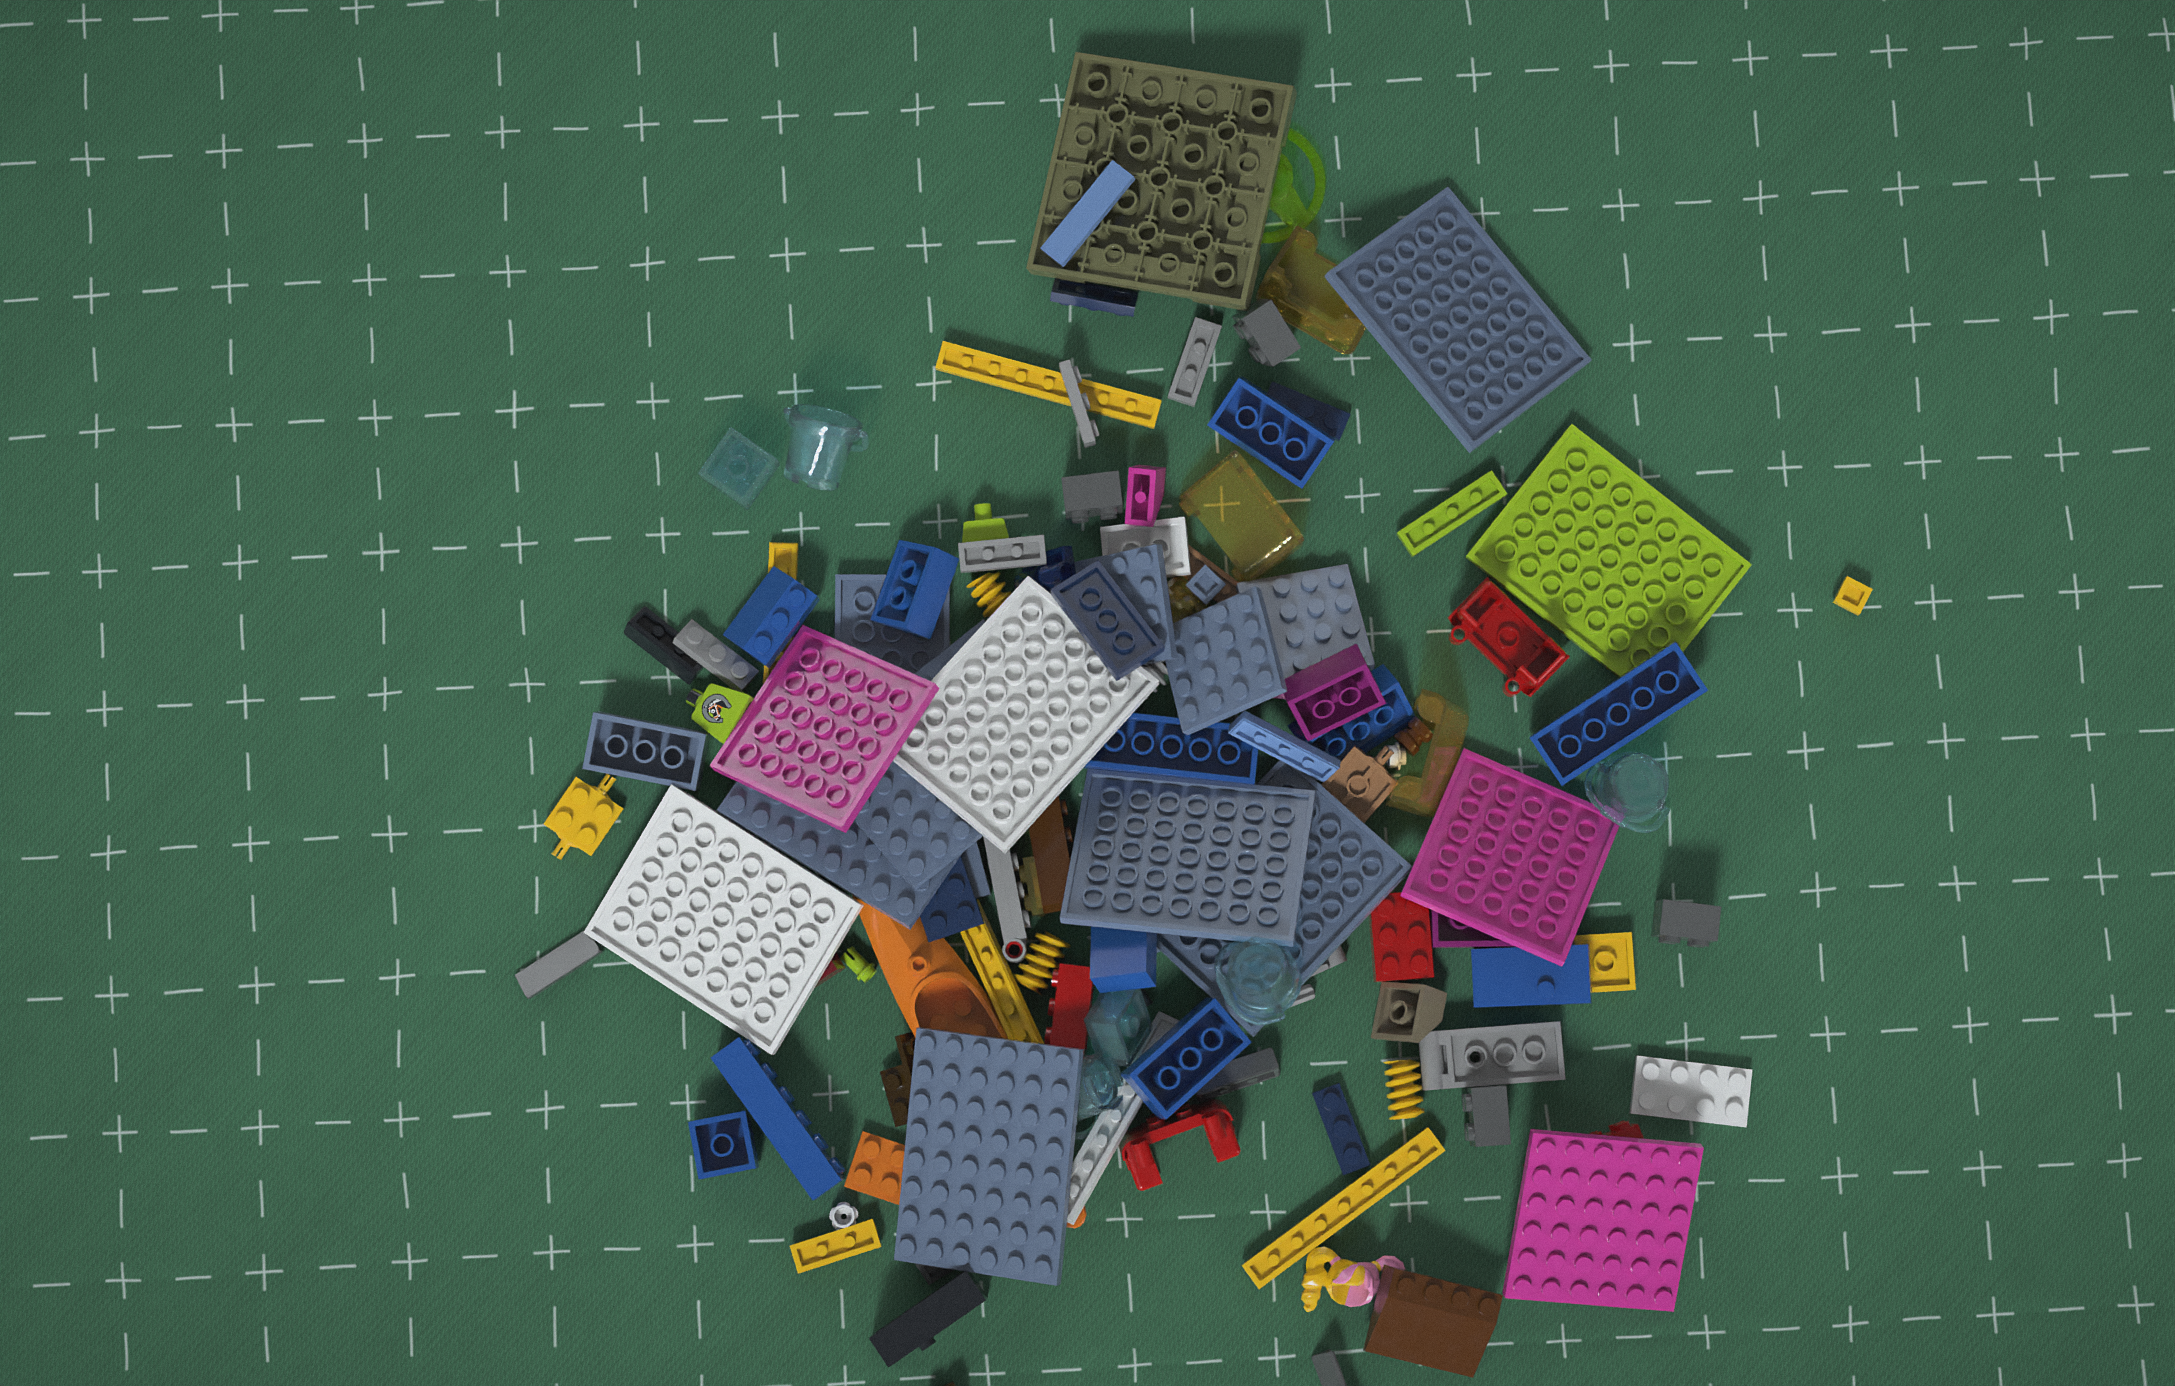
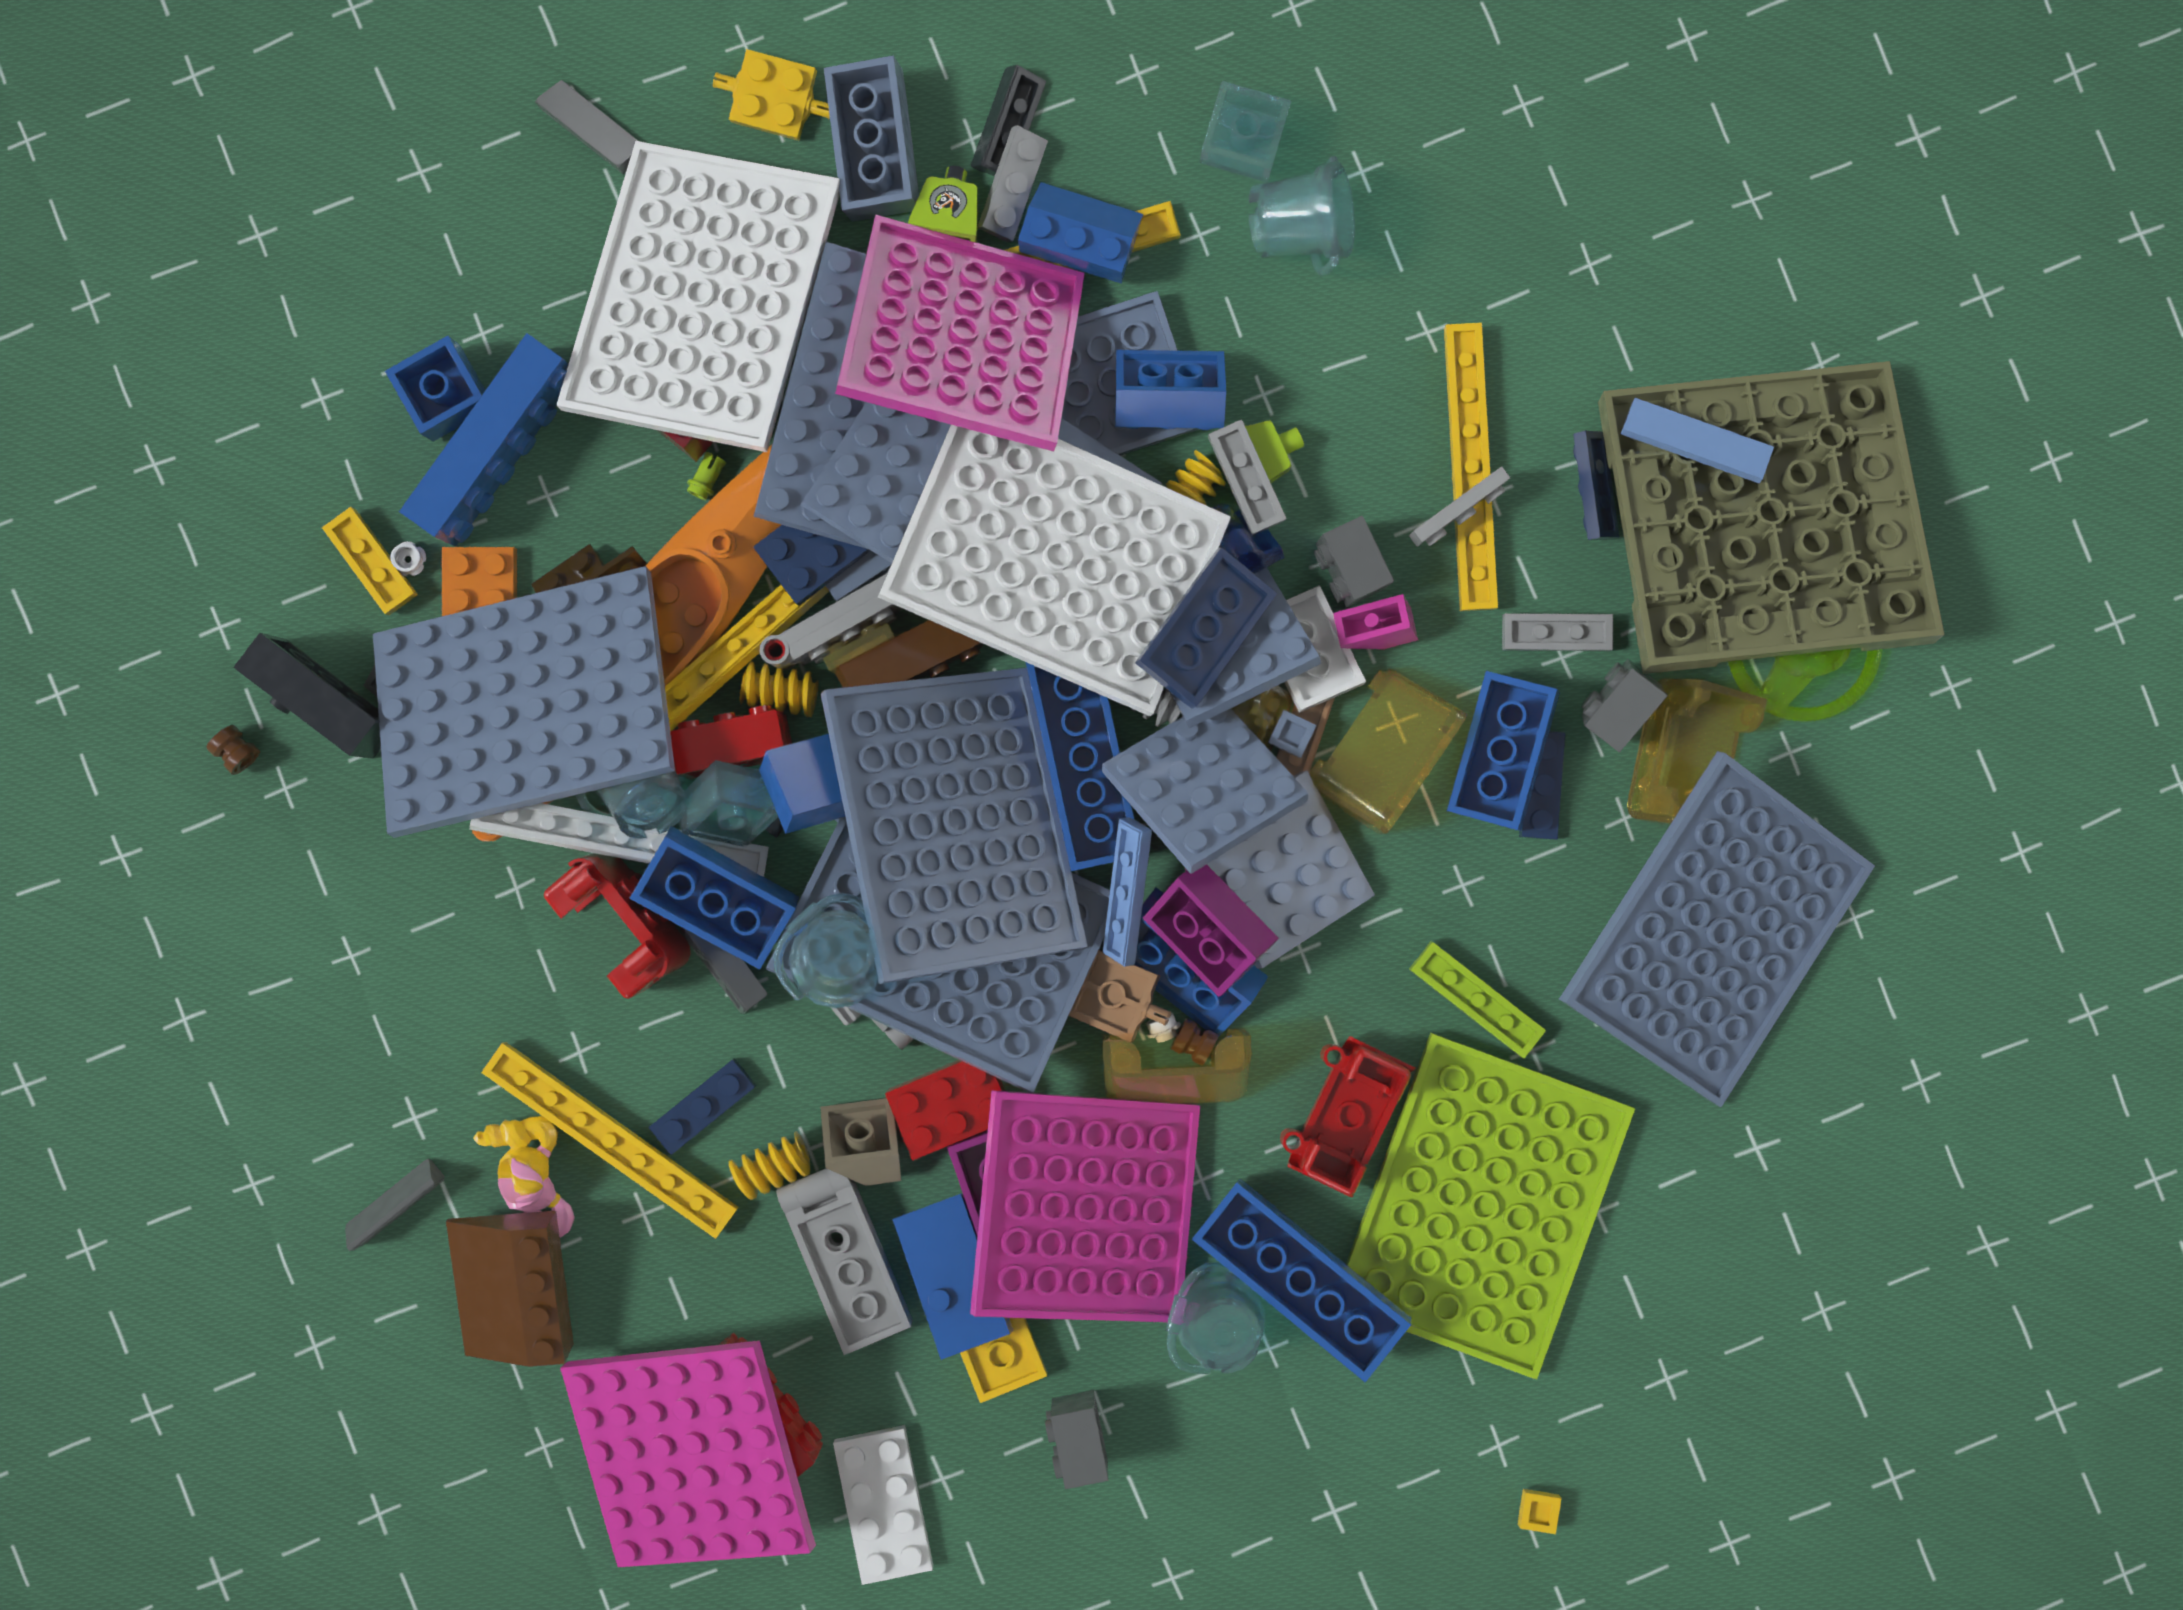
camera: 70 degrees right, 5 degrees up
(1486, 1116) = (767, 1277): dark grey brick -> none

